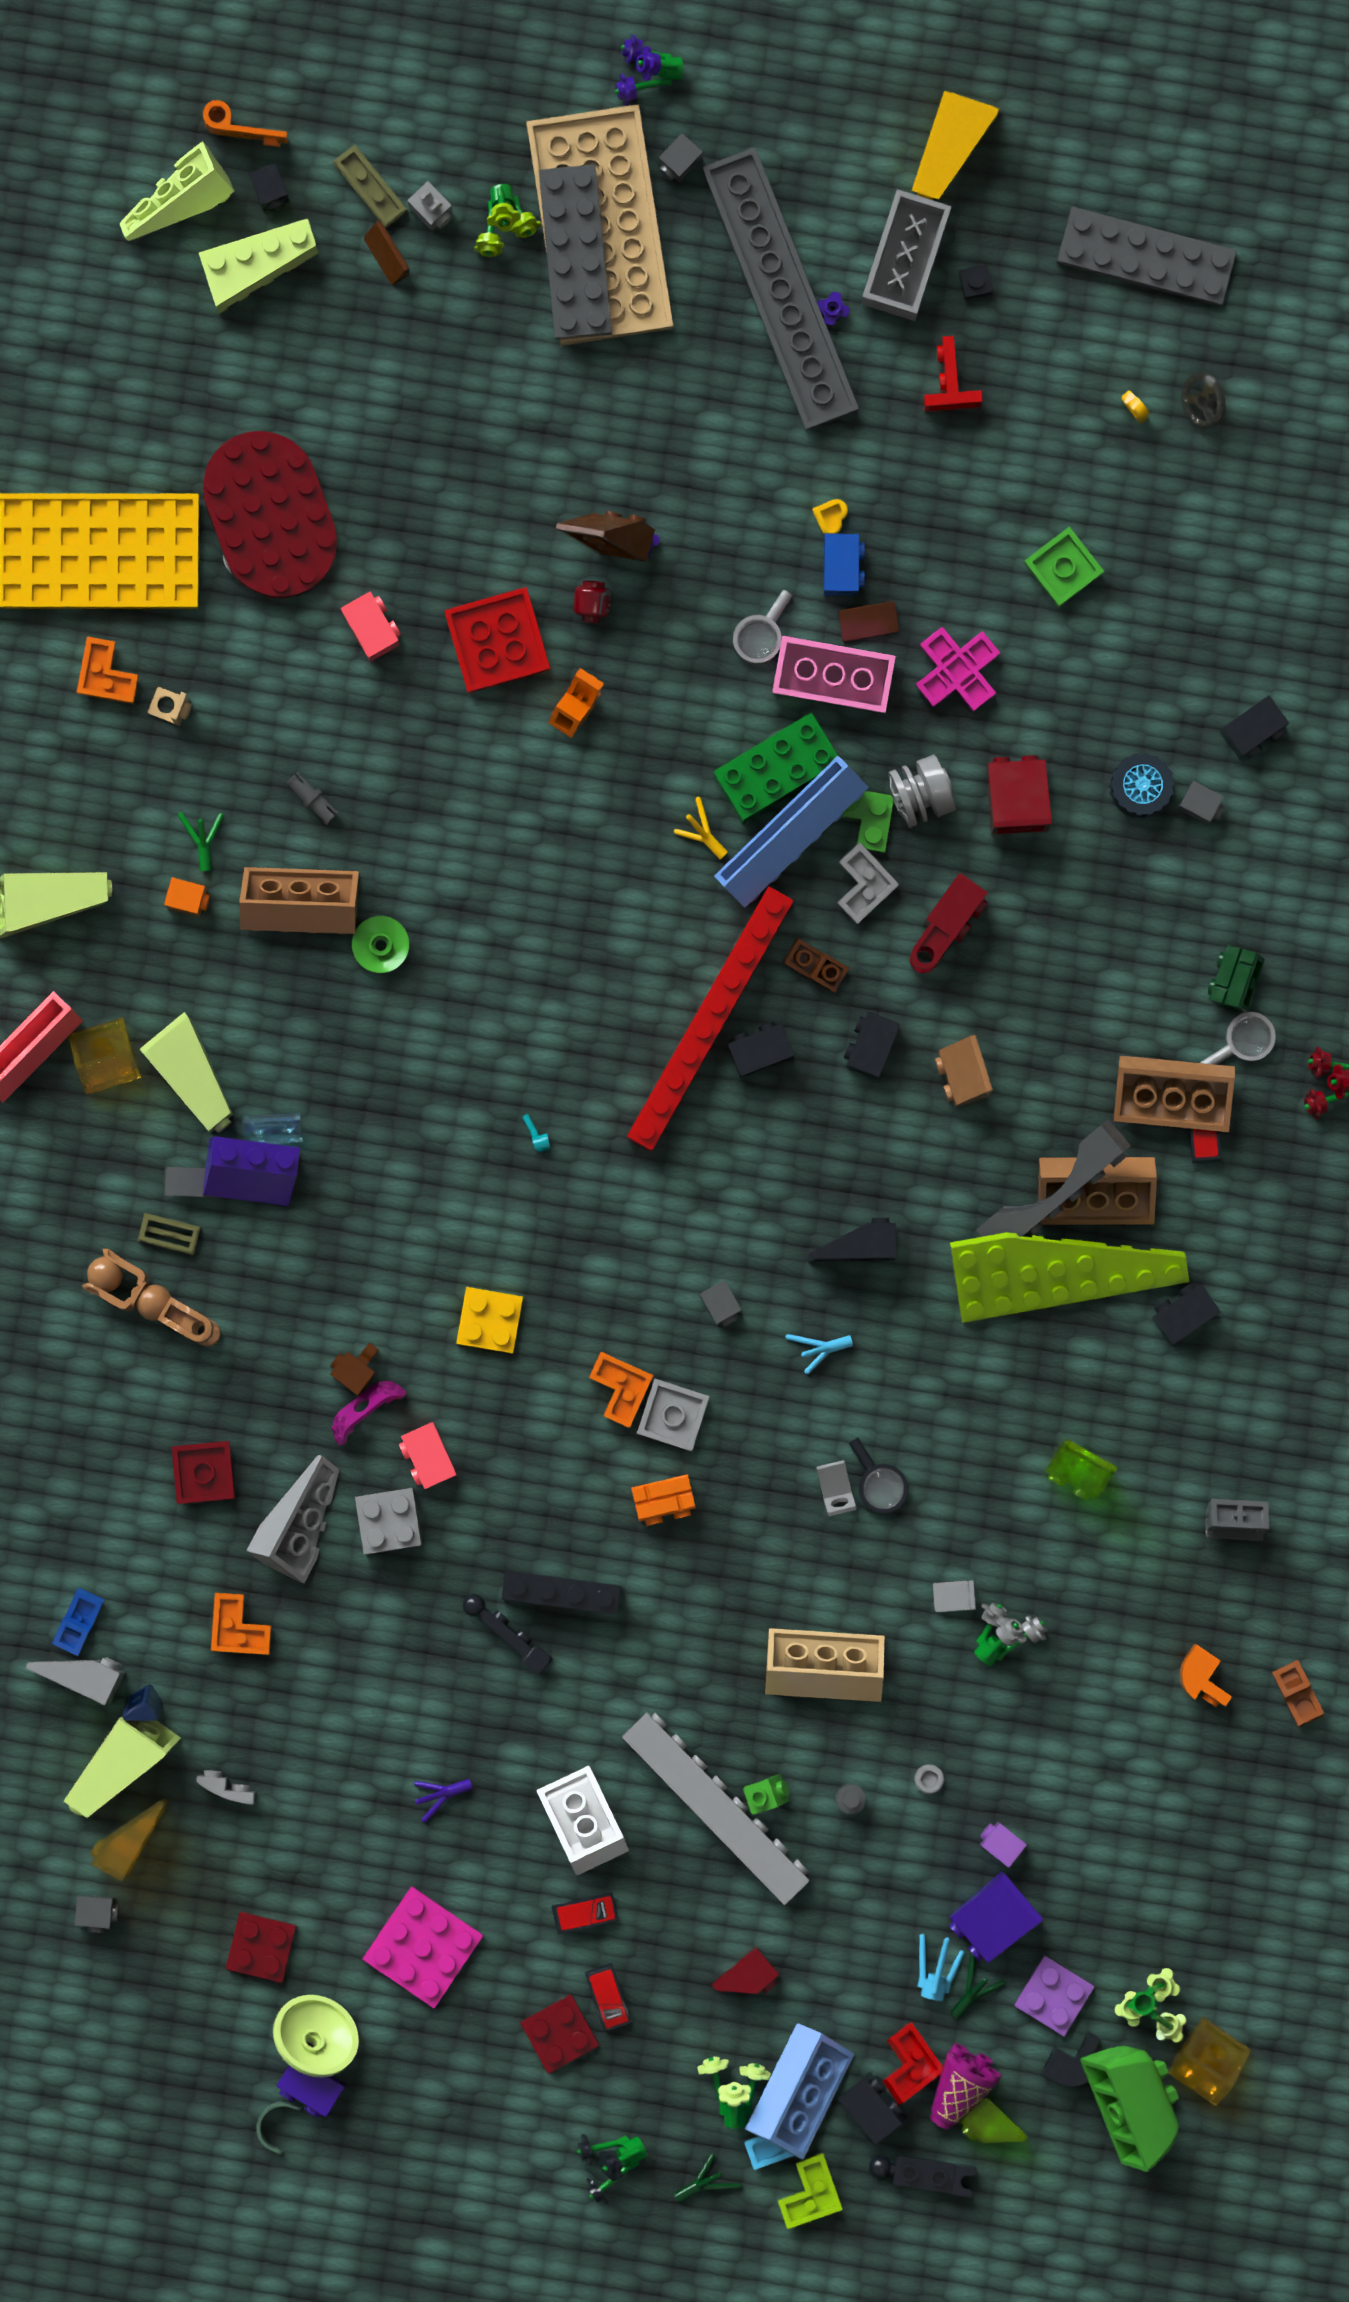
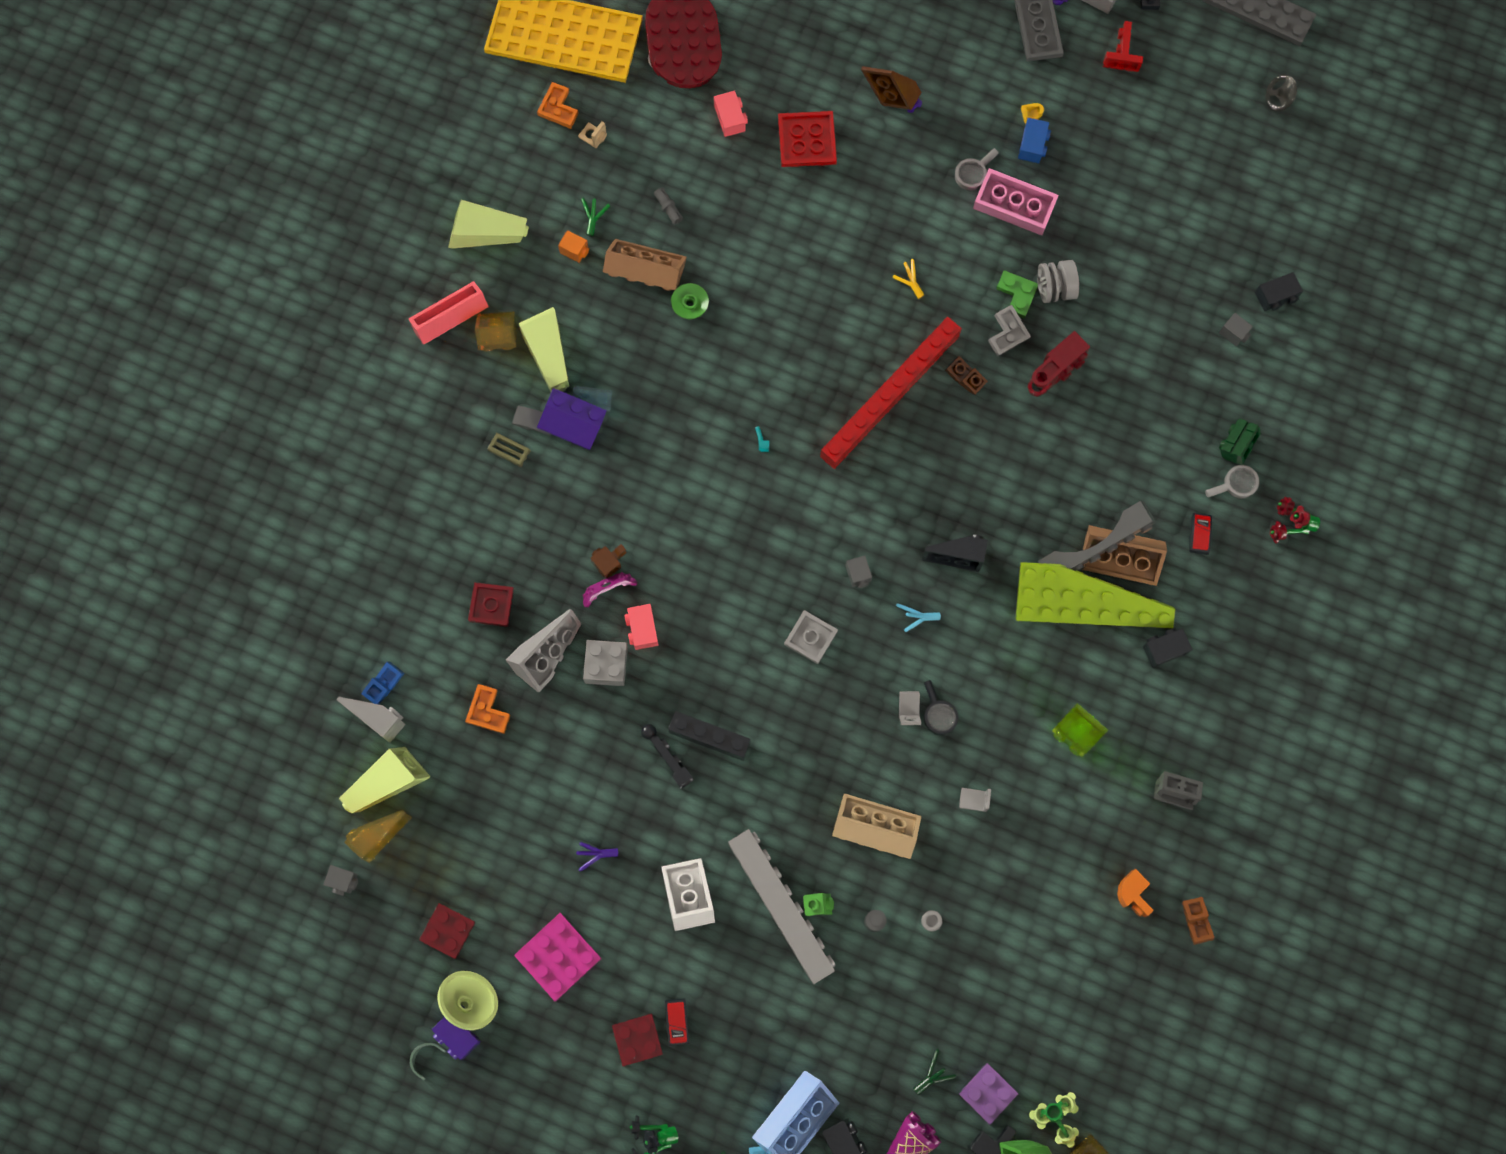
camera: 10 degrees right, 10 degrees down
(143, 1705) = (410, 746): dark blue slope -> none
(150, 1300) = (485, 486): medium nougat piece -> none
(218, 1785) = (447, 812): light grey slope -> none
(489, 1320) = (703, 550): yellow plate -> none
(576, 703) = (850, 184): orange brick -> none
(585, 1913) = (674, 958): slope -> none
(592, 601) = (872, 128): dark red head -> none
(629, 1387) = (785, 611): orange plate -> none
(663, 1498) = (792, 690): orange brick -> none
(734, 2094) = (747, 1123): plant -> none
(748, 1975) = (778, 1028): dark red slope -> none
(760, 1049) = (919, 418): black brick -> none
(775, 768) = (967, 250): green brick -> none
(791, 831) = (969, 287): medium blue brick -> none
(868, 621) = (1044, 176): reddish brown slope -> none
(872, 1044) = (993, 431): black brick -> none
(918, 2061) = (883, 1119): red plate -> none
(935, 1985) = (906, 1066): medium azure plant -> none
(957, 669) = (1094, 217): dark pink plate -> none
(963, 1072) = (1052, 457): medium nougat slope -> none
(994, 1918) = (959, 1027): dark purple slope -> none
(1002, 1843) = (973, 976): medium lavender brick -> none
(1008, 1631) = (993, 841): plant -> none
(1018, 795) = (1119, 300): dark red slope -> none
(1063, 567) = (1173, 172): bright green plate -> none
(1135, 406) = (1237, 89): yellow tile -> none
(1142, 785) = (1199, 311): black wheel -> none
(1174, 1093) = (1187, 504): medium nougat slope -> none

